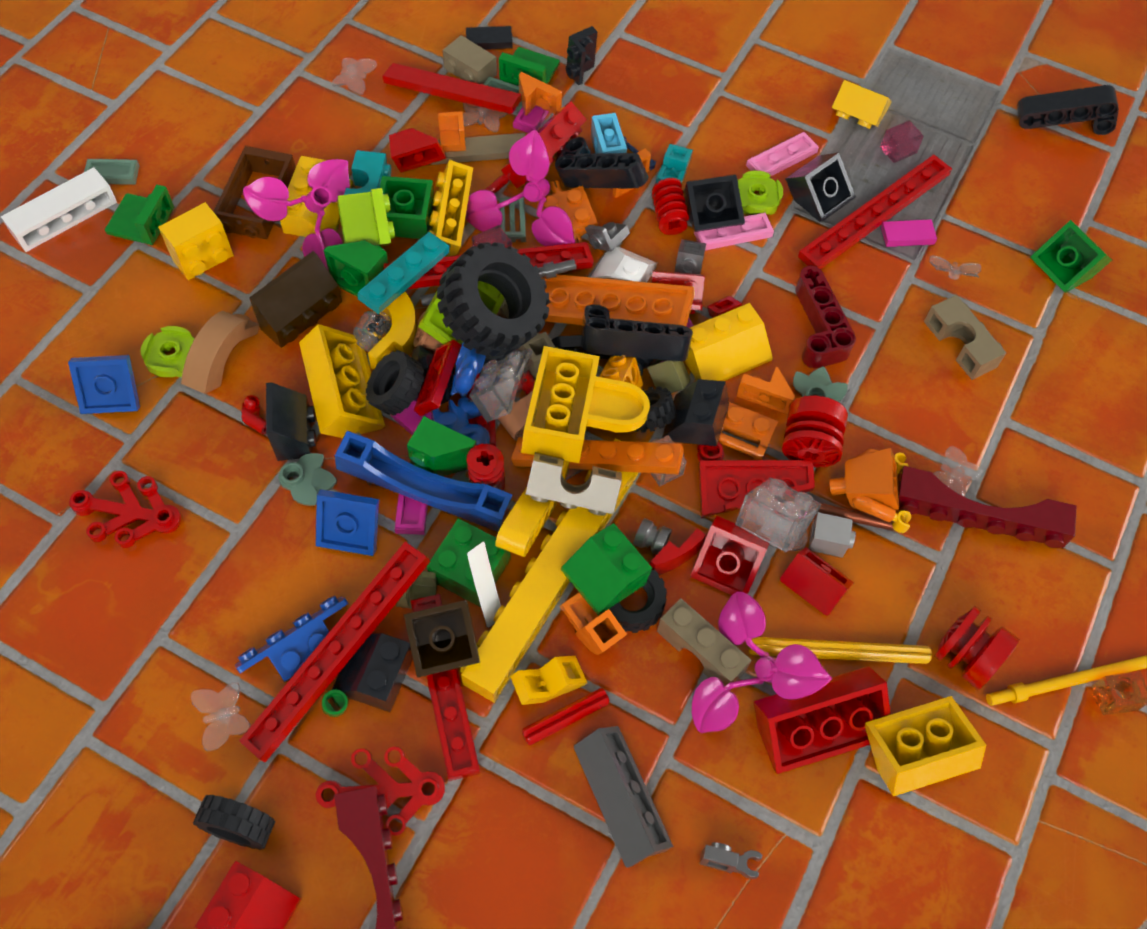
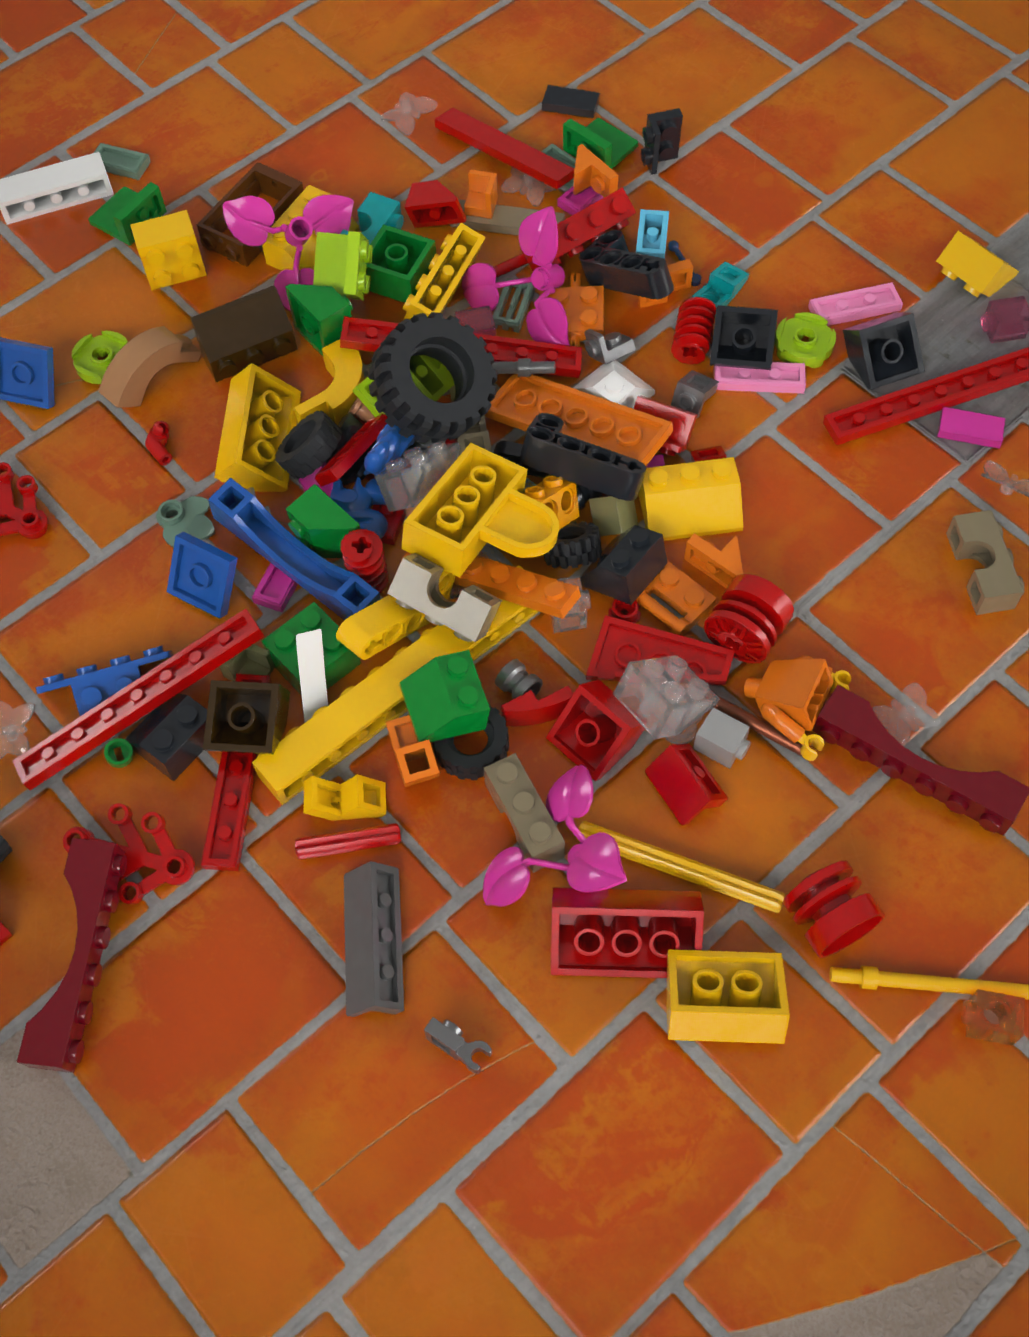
camera: 25 degrees right, 0 degrees up
(289, 422) = (184, 457): black slope -> none
(371, 329) = (310, 382): clear head -> none
(403, 272) = (357, 330): teal plate -> none
(469, 61) = (535, 122): dark tan brick -> none
(819, 384) = (784, 572): sand green plate -> none
(833, 332) = (824, 503): dark red beam -> none

